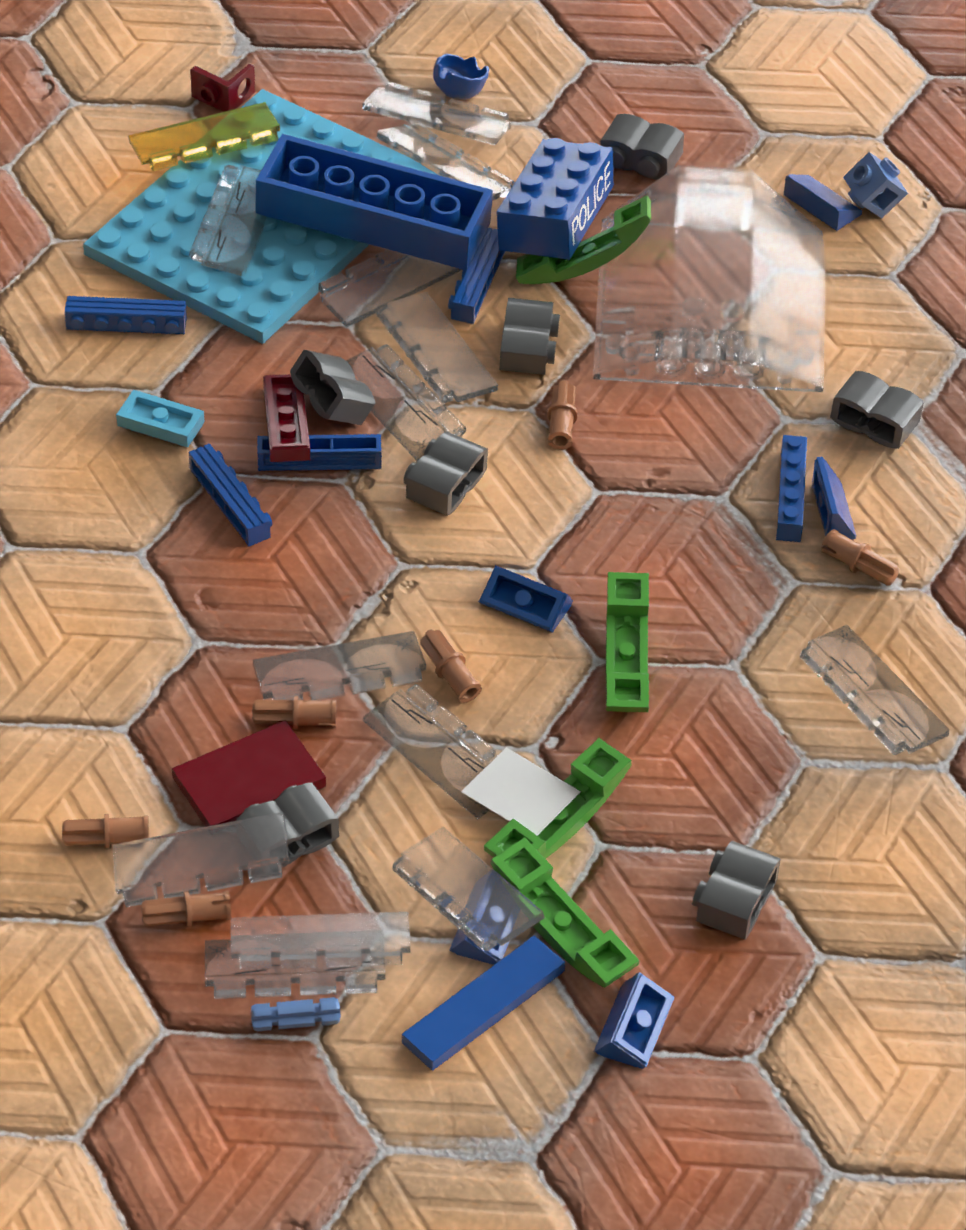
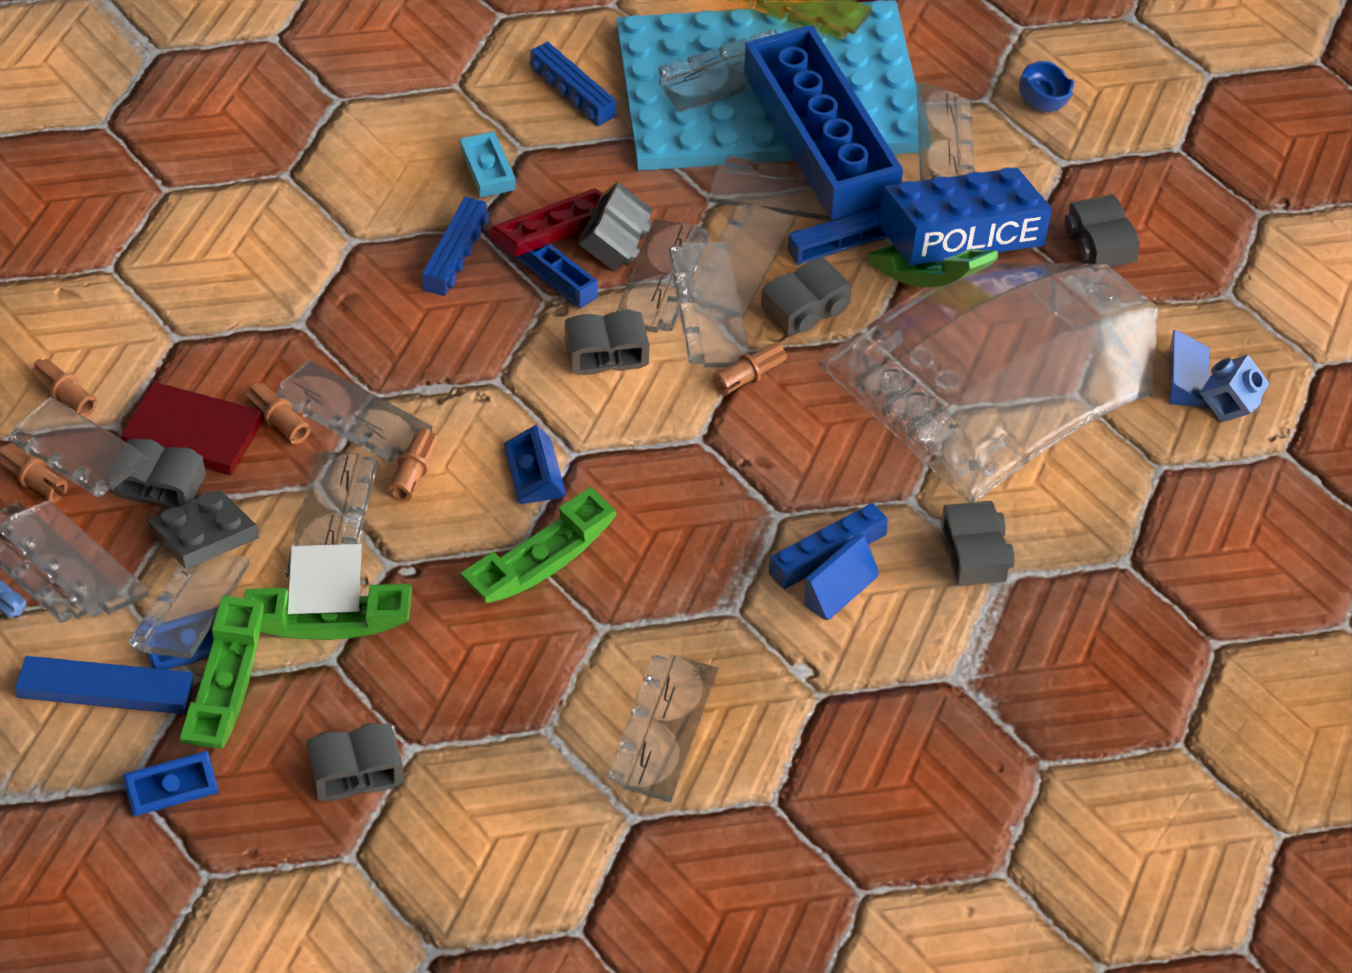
camera: 50 degrees right, 0 degrees up
(382, 835) = (203, 529): none -> dark grey plate
(432, 112) = (995, 104): clear windscreen -> none
(479, 394) = (708, 303): none -> clear windscreen
(859, 557) = (797, 630): nougat axle -> none

